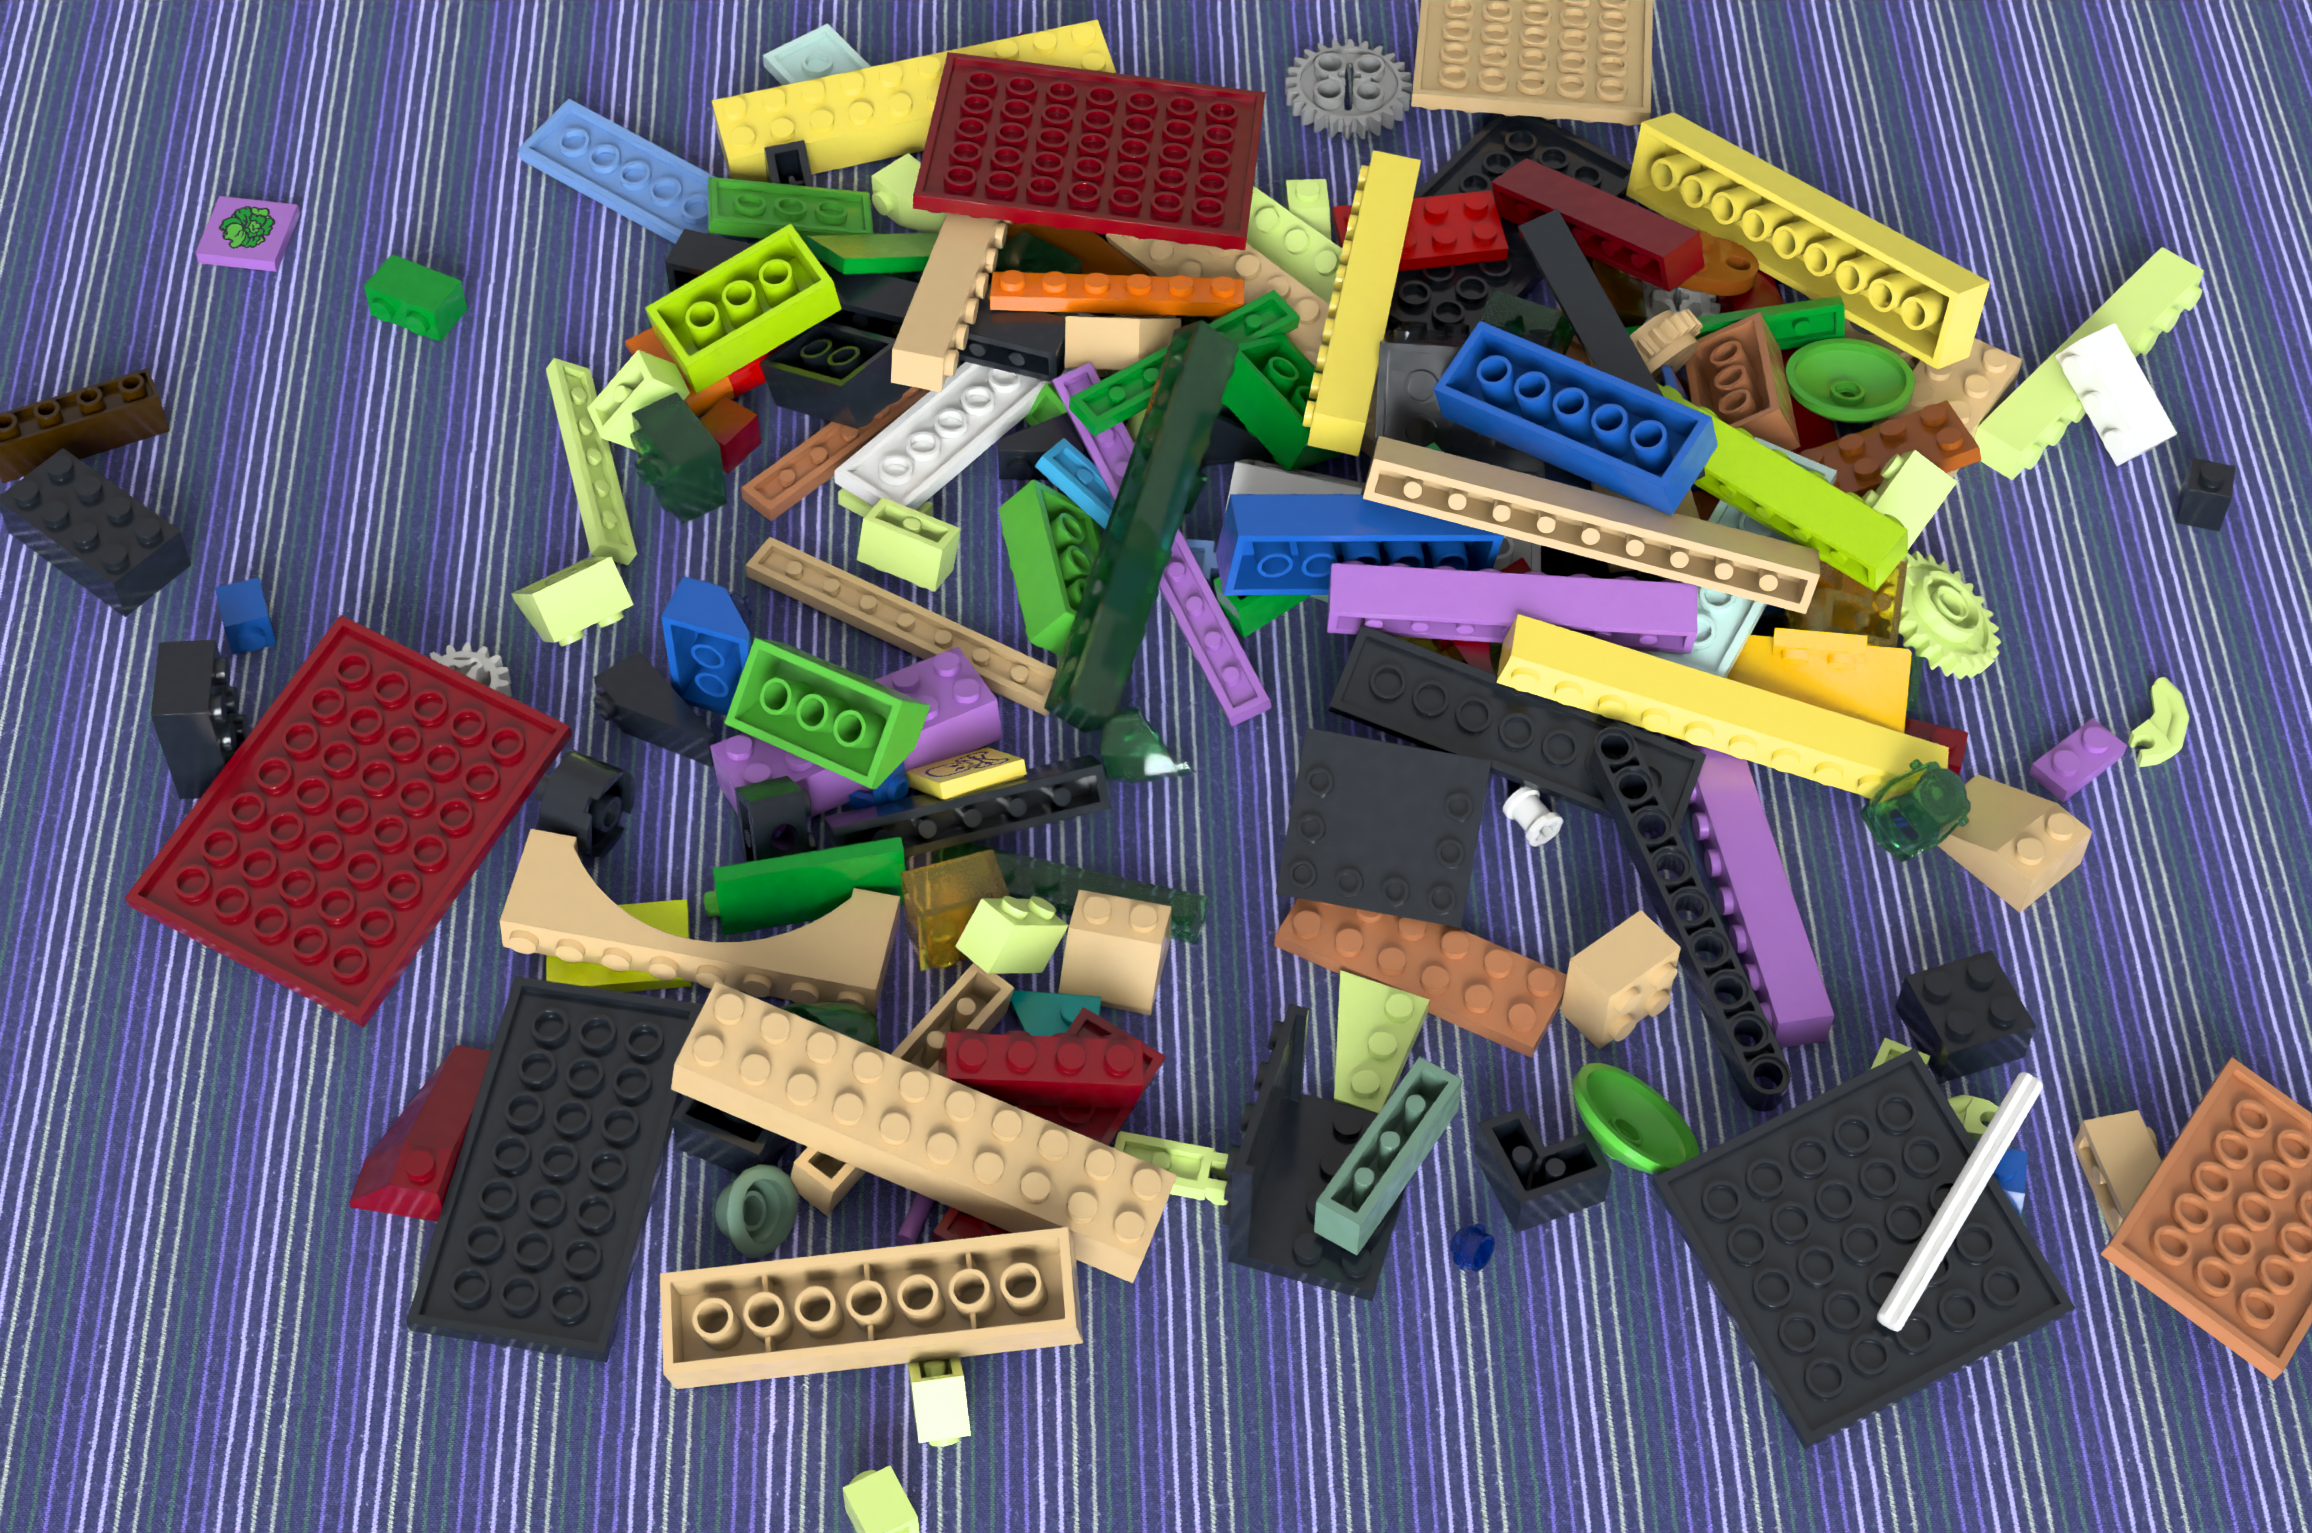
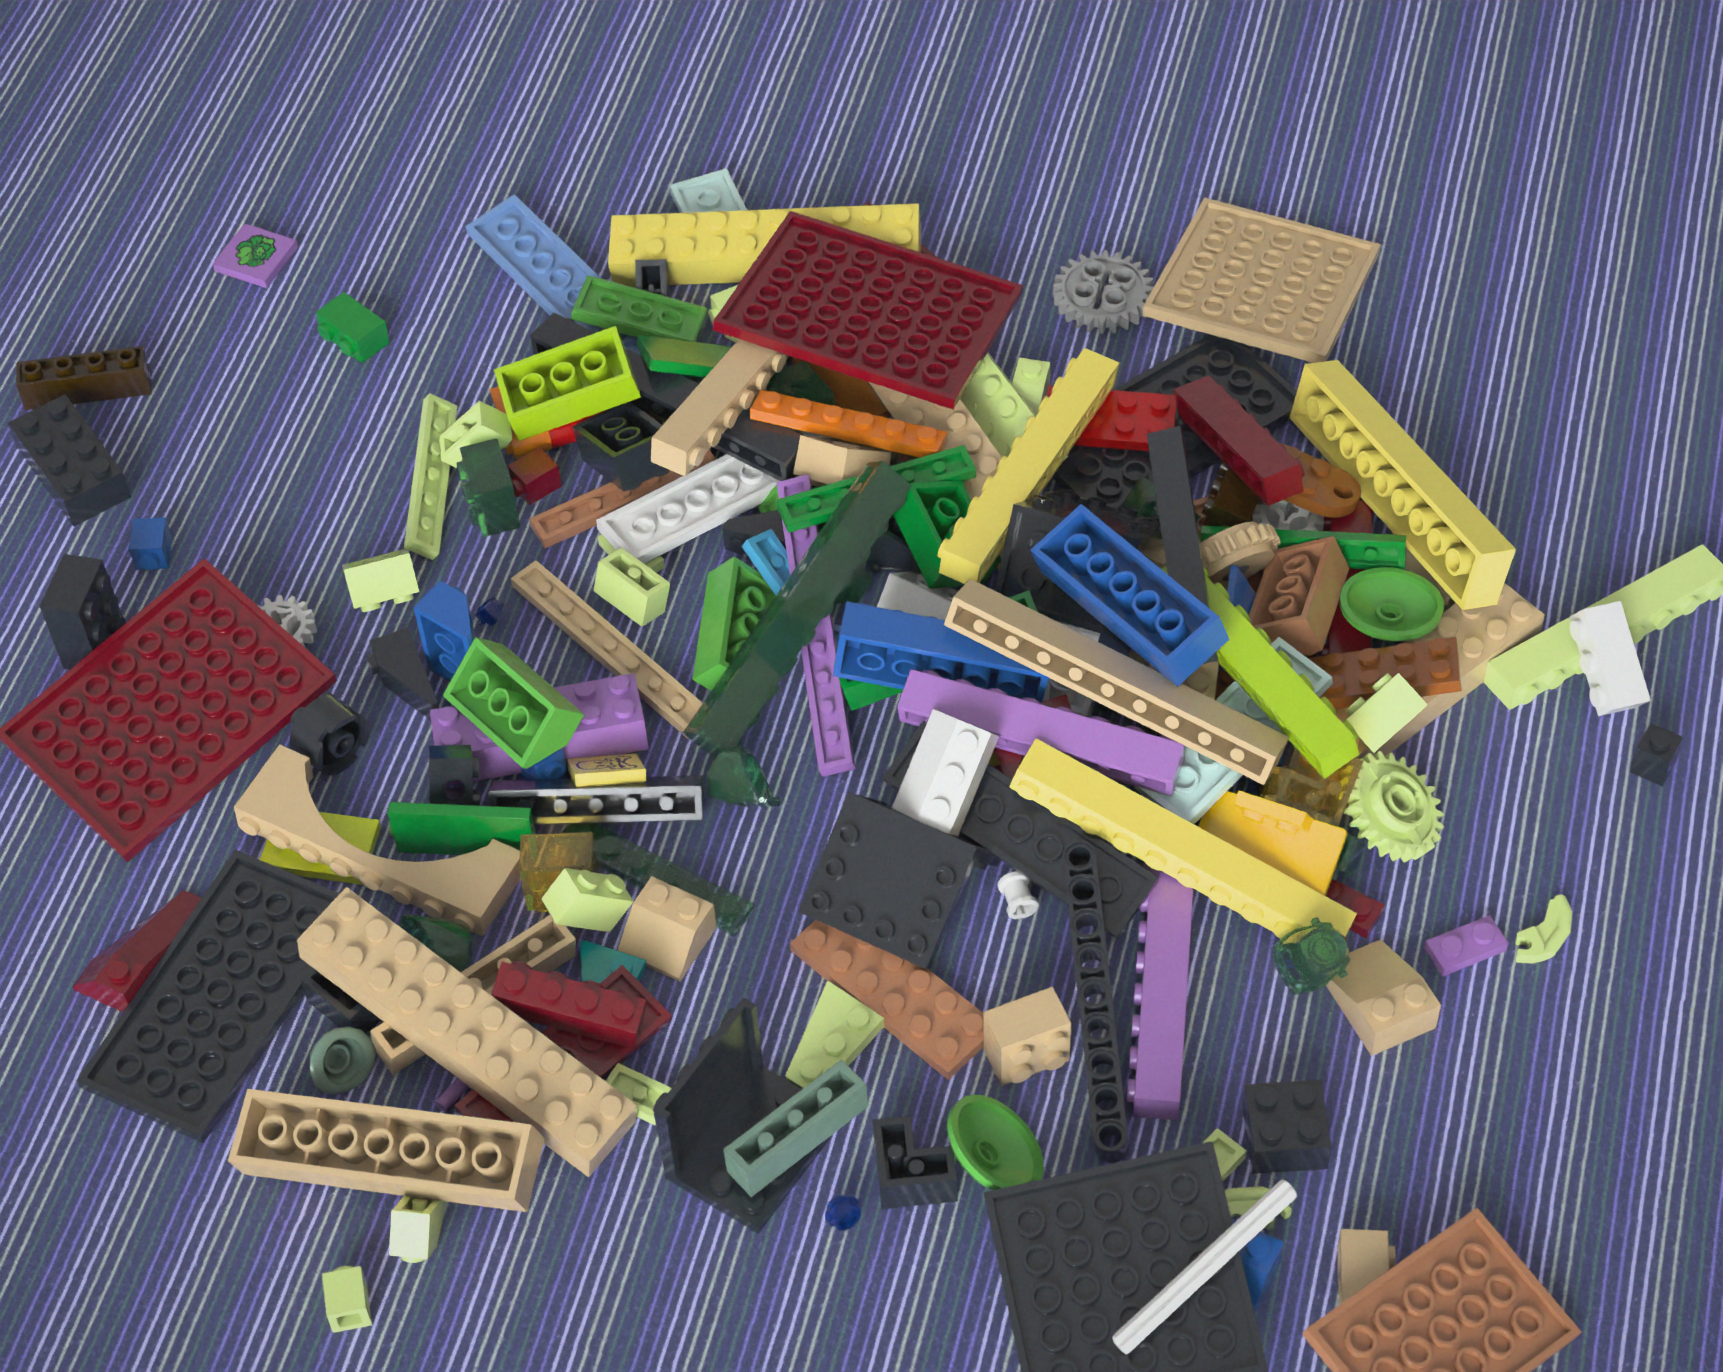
camera: 20 degrees right, 0 degrees up
(1413, 676) = (945, 772): none -> white slope

